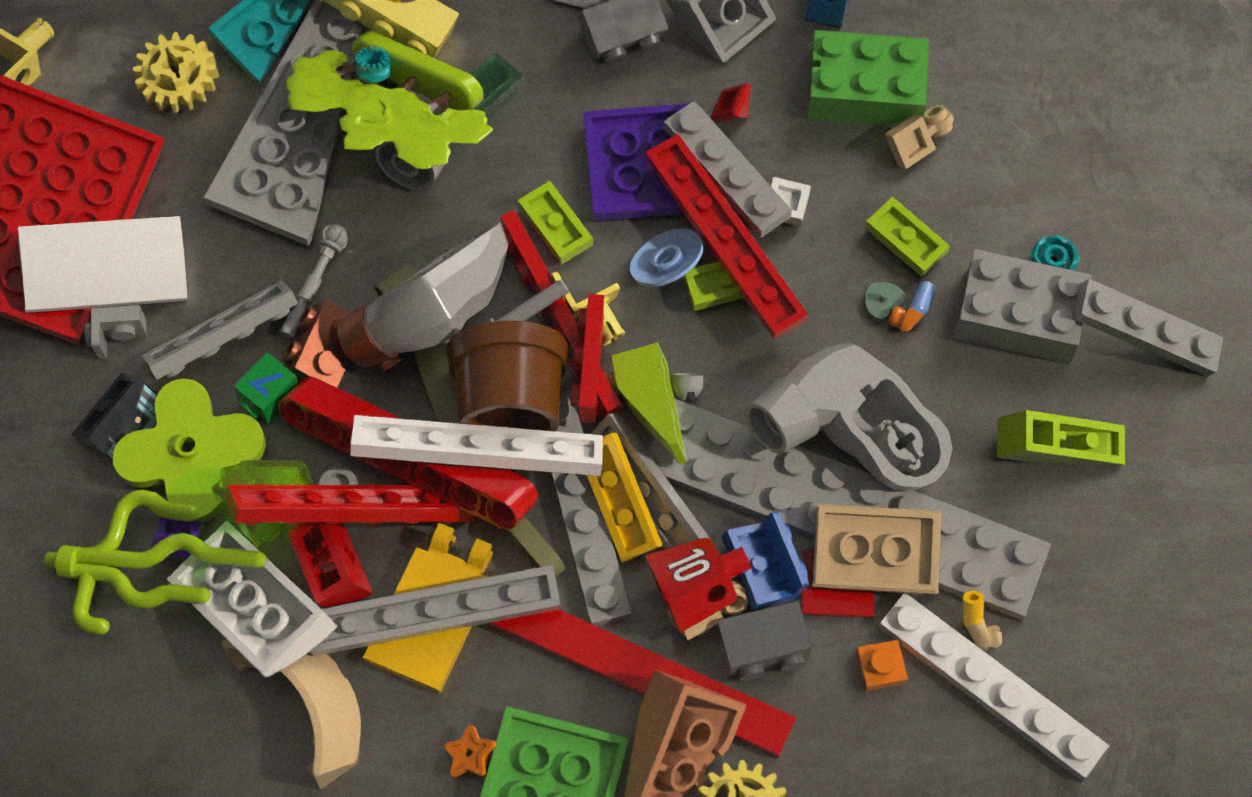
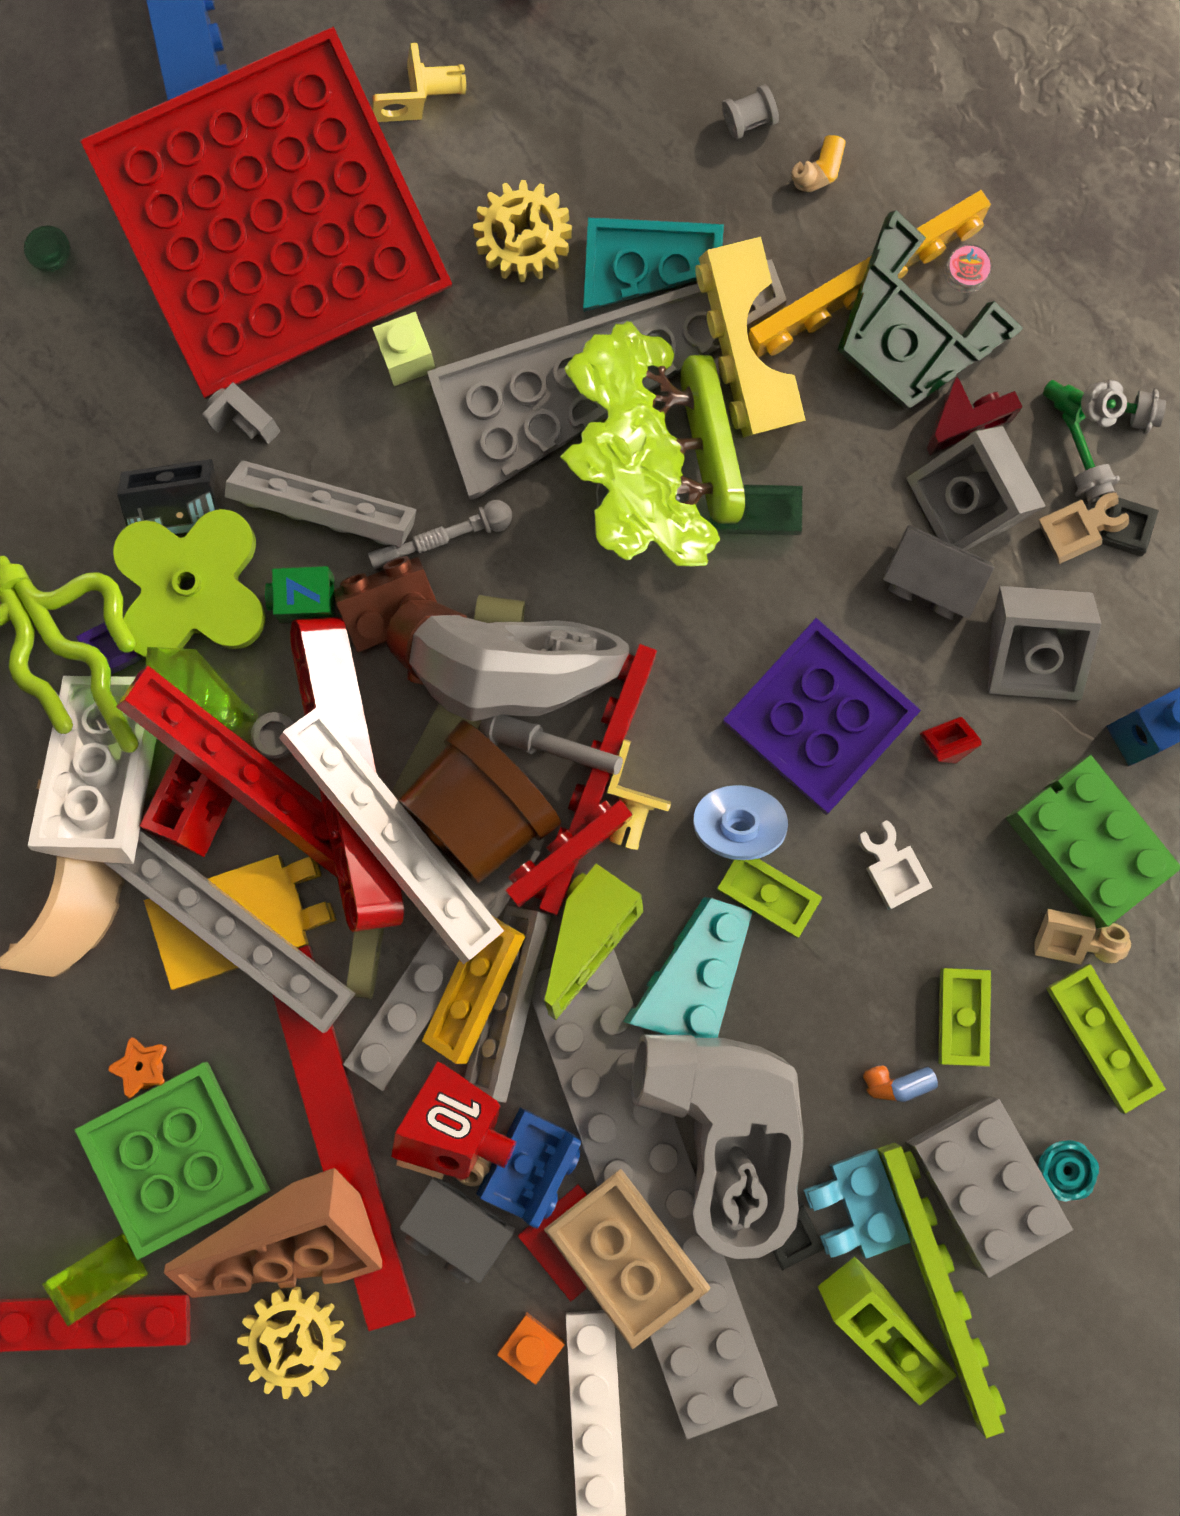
camera: 50 degrees right, 15 degrees up
(102, 264) = (281, 350): white slope -> none
(176, 195) = (404, 348): none -> yellowish green brick
(372, 57) = (686, 387): teal bush -> none
(555, 222) = (686, 692): lime plate -> none
(687, 384) = (638, 947): light grey hinge -> none
(726, 237) = (805, 860): red plate -> none
(729, 170) = (876, 799): light grey plate -> none
(735, 359) = (698, 975): none -> wing
(881, 299) = (883, 1046): sand green piece -> none
(963, 447) = (801, 1243): none -> pearl dark grey tile
(971, 388) = (868, 1202): none -> medium azure plate
(974, 622) = (641, 1398): arm -> none
(993, 171) = (1105, 1038): none -> lime plate
(1060, 387) = (948, 1305): none -> lime plate
(1148, 327) = (1070, 1323): light grey plate -> none

